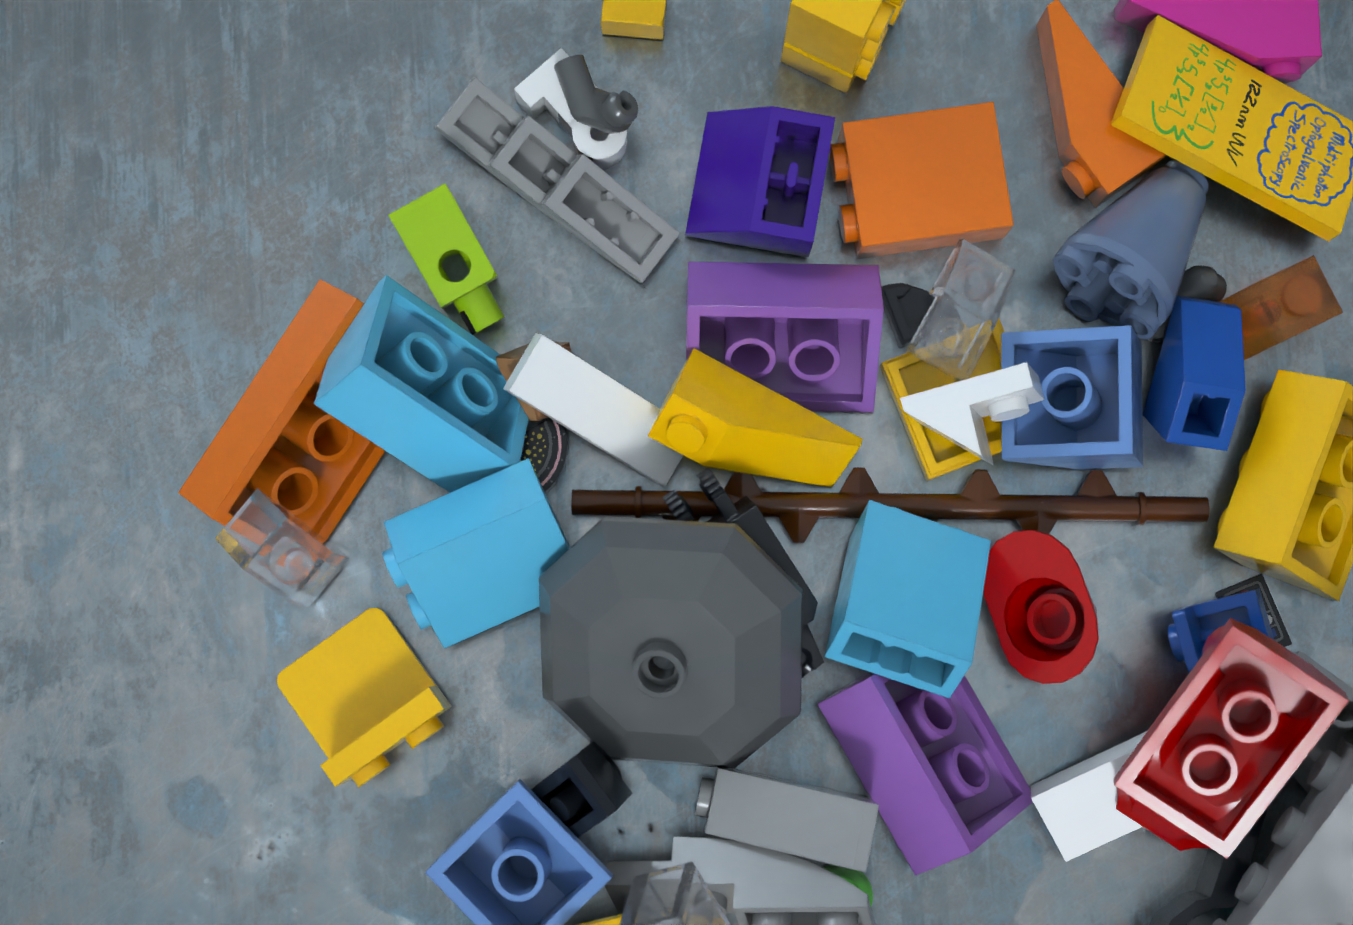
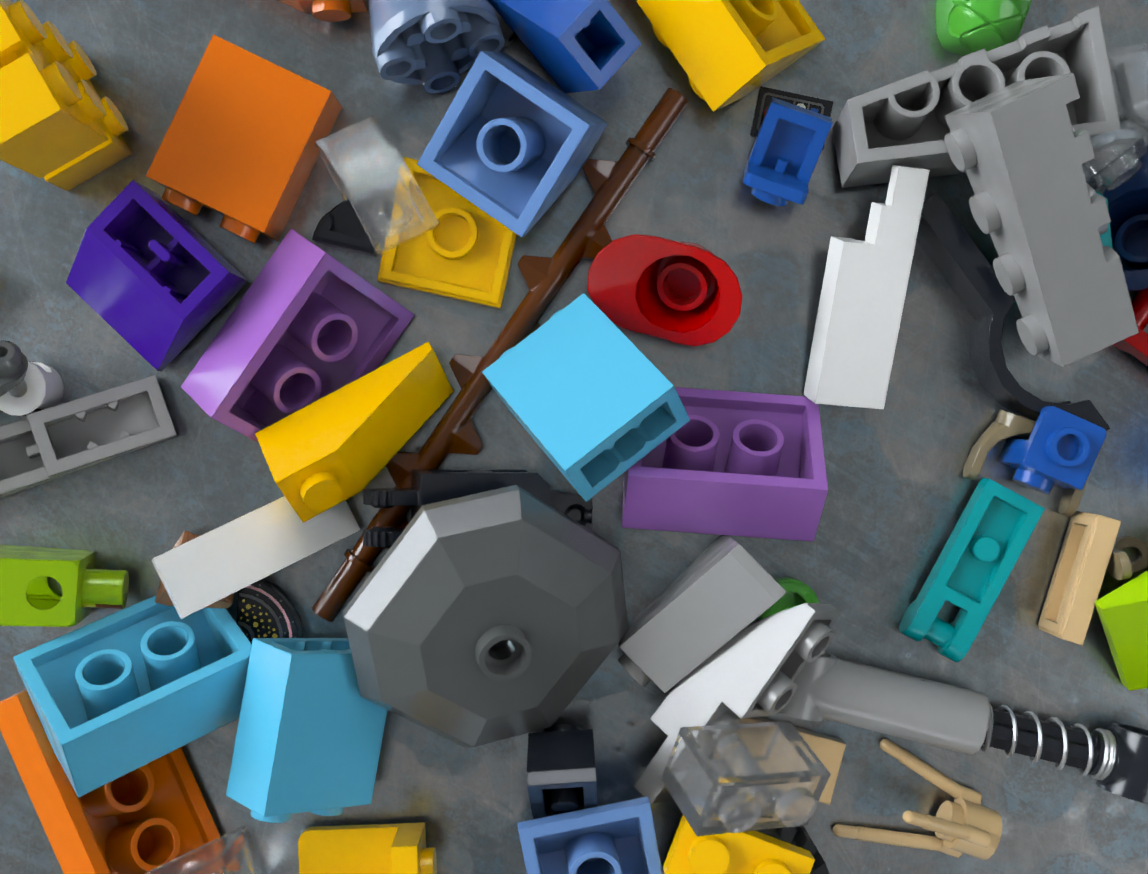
camera: 60 degrees left, 5 degrees up
(958, 408) = (454, 242): white slope -> none
(1227, 741) = (881, 210): red slope -> none

